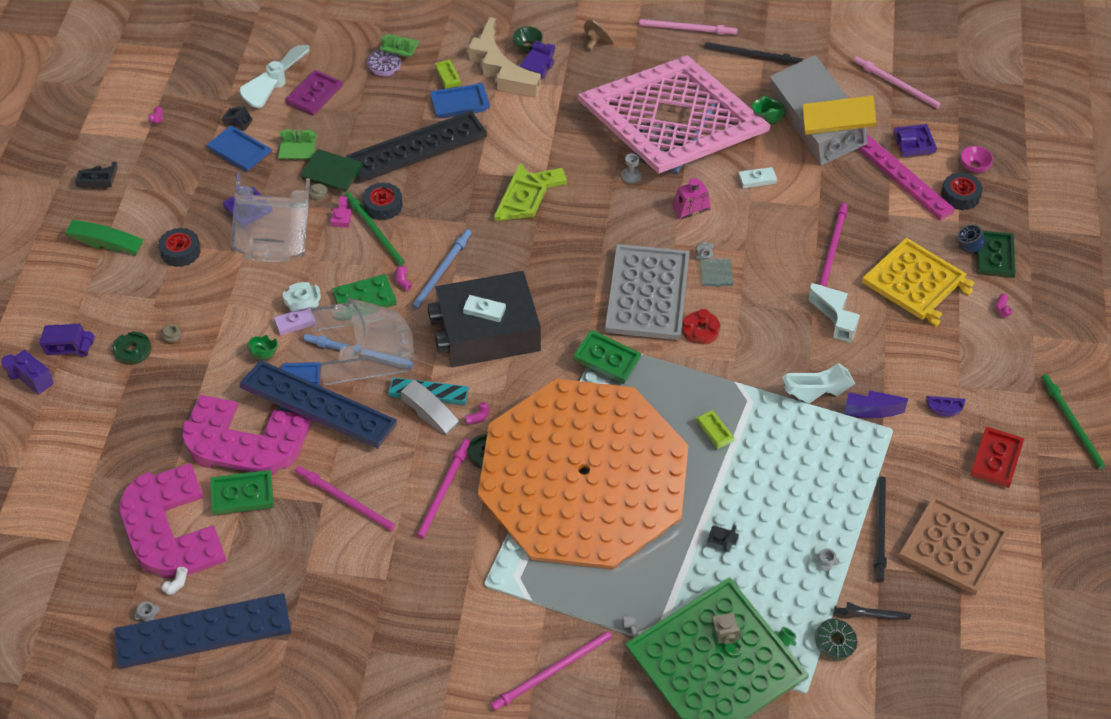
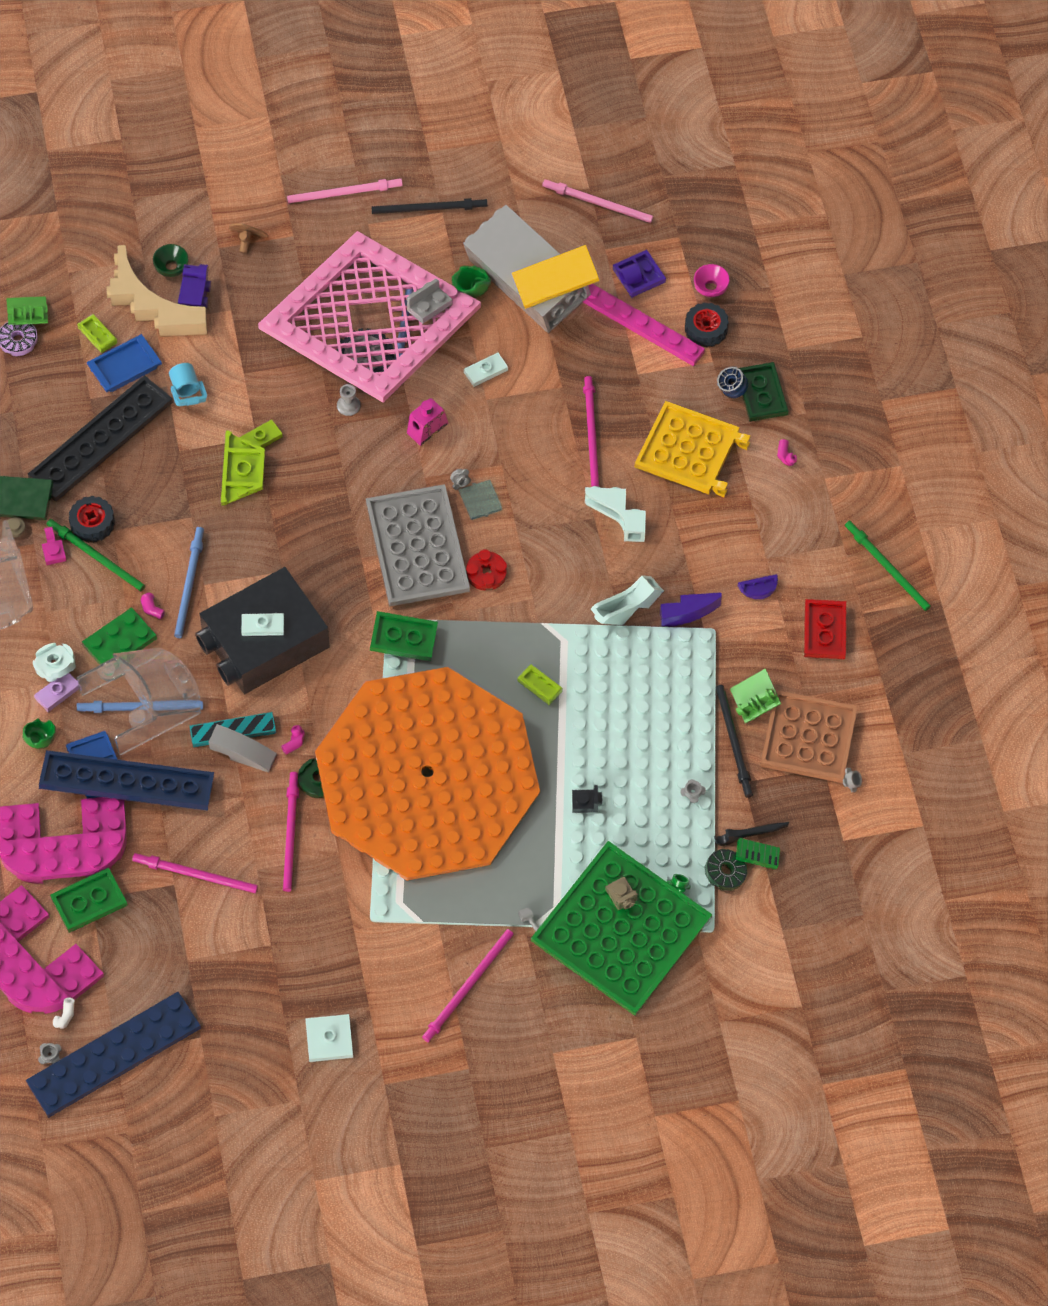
camera: 20 degrees left, 10 degrees up
(403, 677) = (329, 1038): none -> light aqua plate
(502, 125) = (186, 384): none -> medium azure piece
(725, 111) = (428, 301): none -> light grey bracket
(872, 634) = (757, 853): none -> green tile
(913, 494) = (755, 696): none -> hinge
(985, 594) = (852, 779): none -> light grey plate

